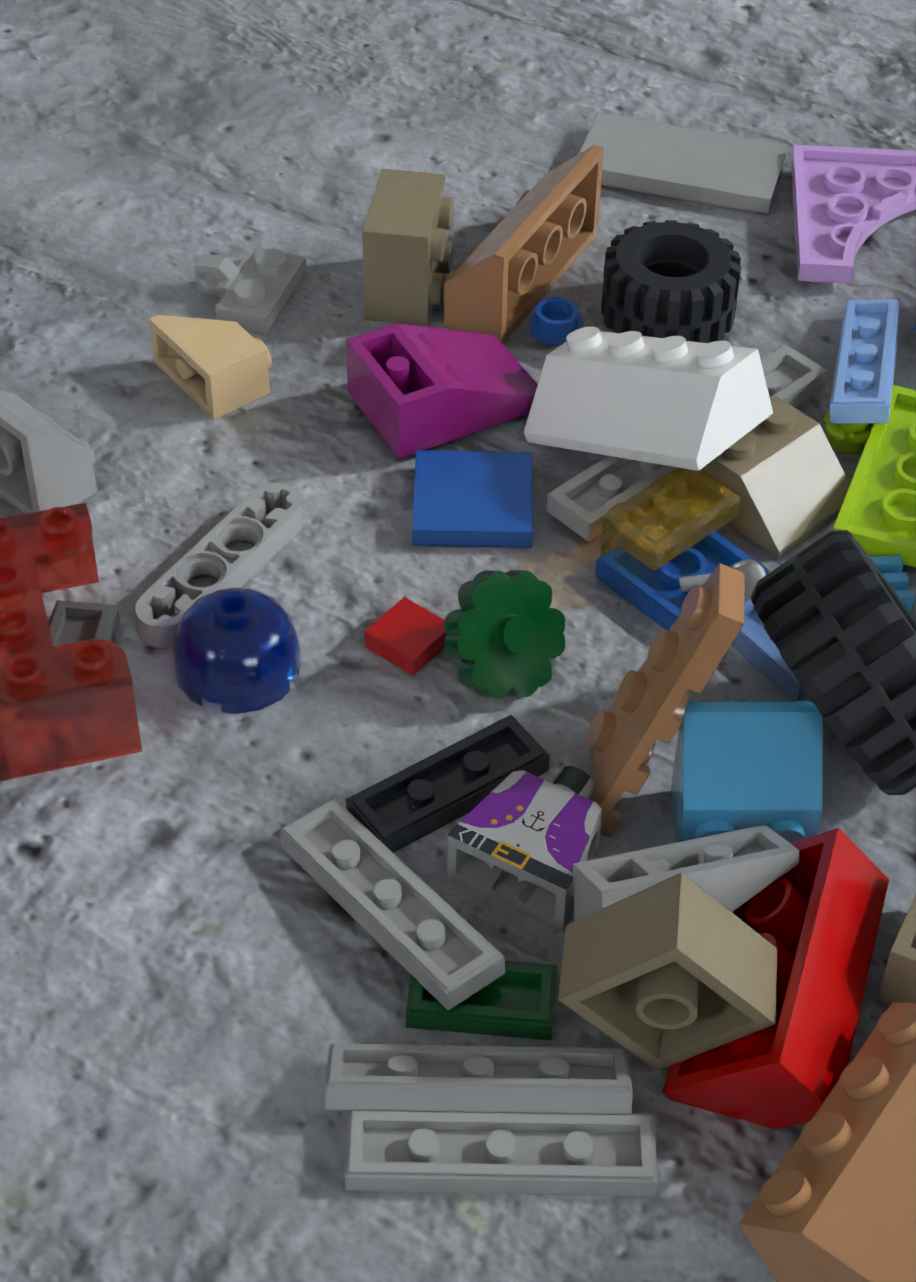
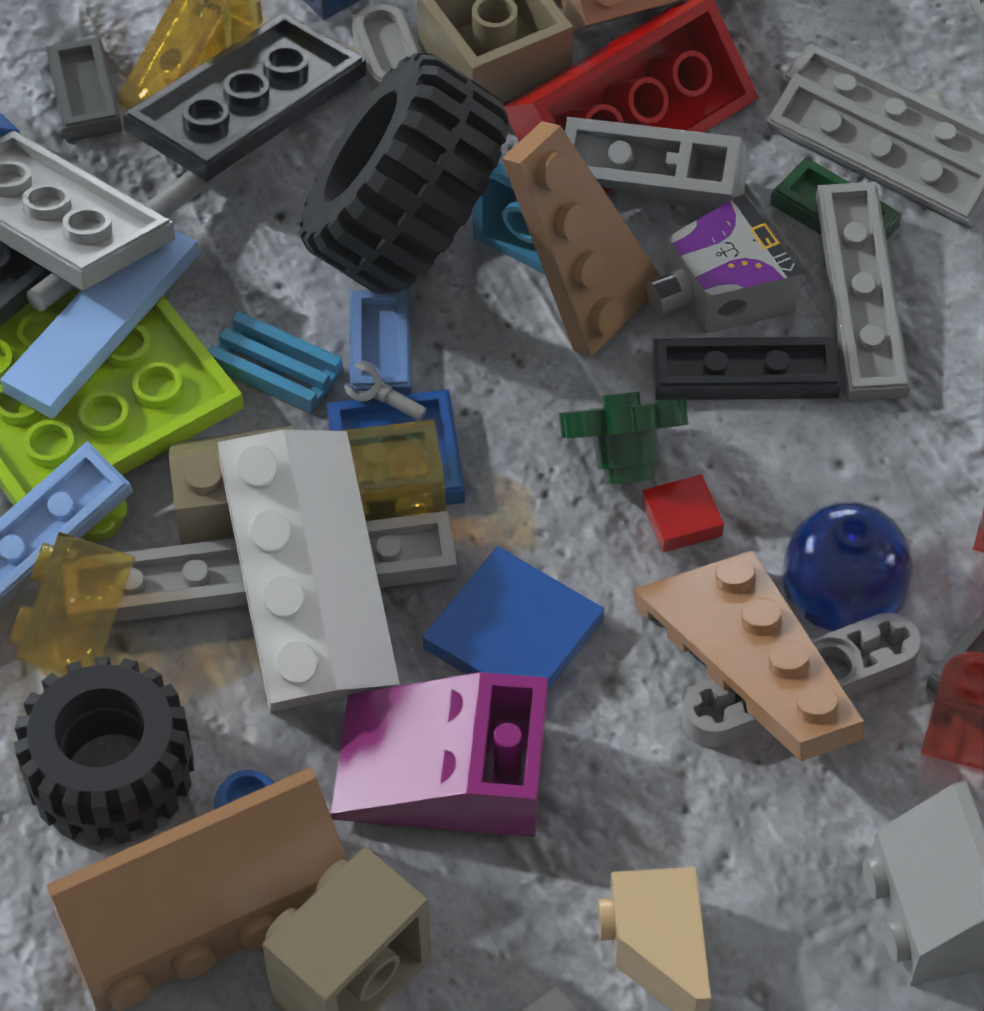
camera: 145 degrees left, 10 degrees up
(274, 542) = (758, 648): none -> medium nougat wing
(669, 973) = (734, 78): dark tan brick -> none
(784, 331) = (73, 605): none -> clear yellow bracket

